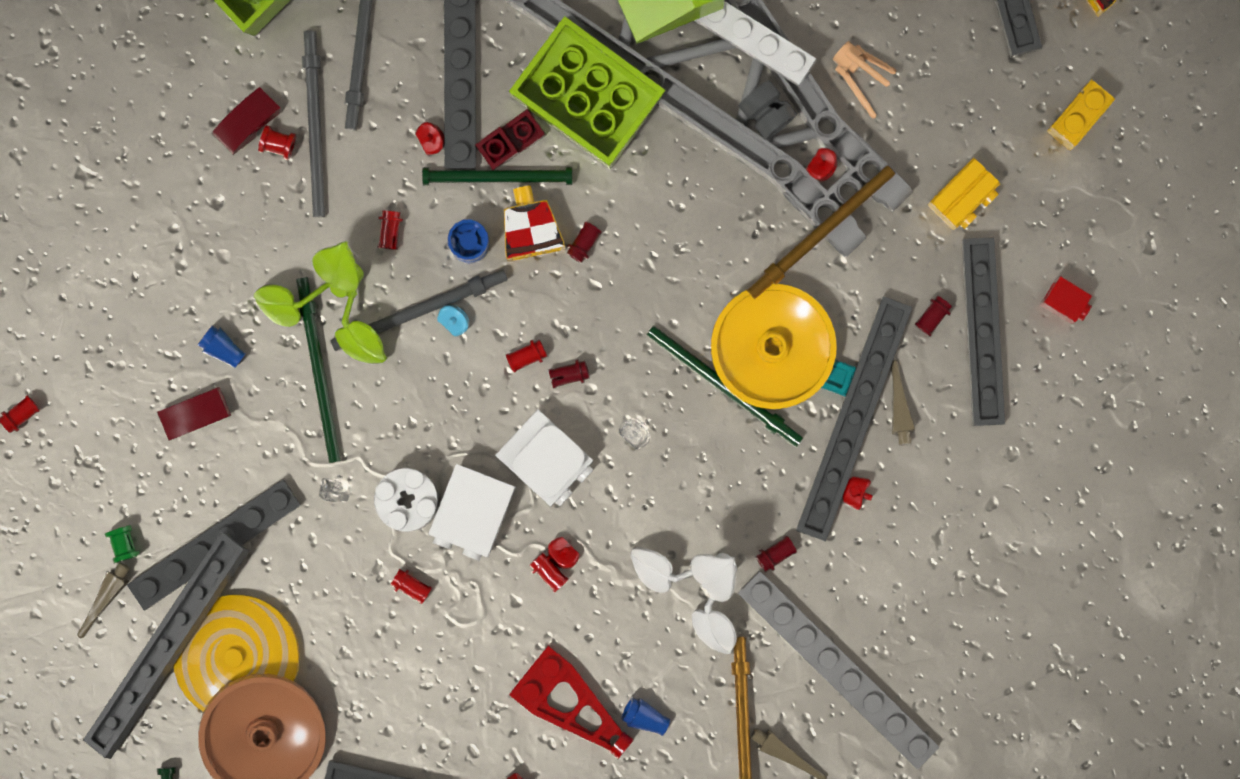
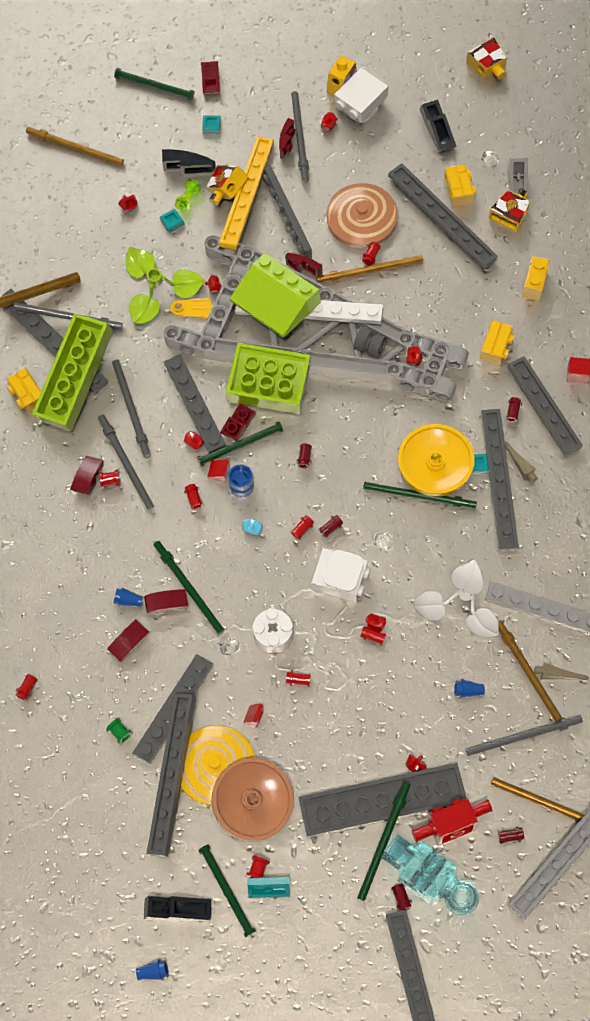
camera: 20 degrees left, 20 degrees down
(112, 584) = (123, 759): dark tan piece -> none
(274, 379) = (166, 600): none -> dark red slope
(322, 609) = (254, 715): none -> red slope
(343, 277) = (177, 515): lime plant -> none
(446, 203) = (219, 470): none -> red slope
(471, 512) = (313, 619): white brick -> none
(475, 286) = (255, 505): dark grey bar -> none
(530, 227) = (272, 460): torso -> none
(543, 678) = (399, 695): red plate -> none
(775, 272) = (417, 419): pearl gold bar -> none
(775, 554) = (494, 569): dark red pin -> none
(854, 57) = (401, 304): light nougat plant -> none
(856, 492) = (521, 517): red piece -> none

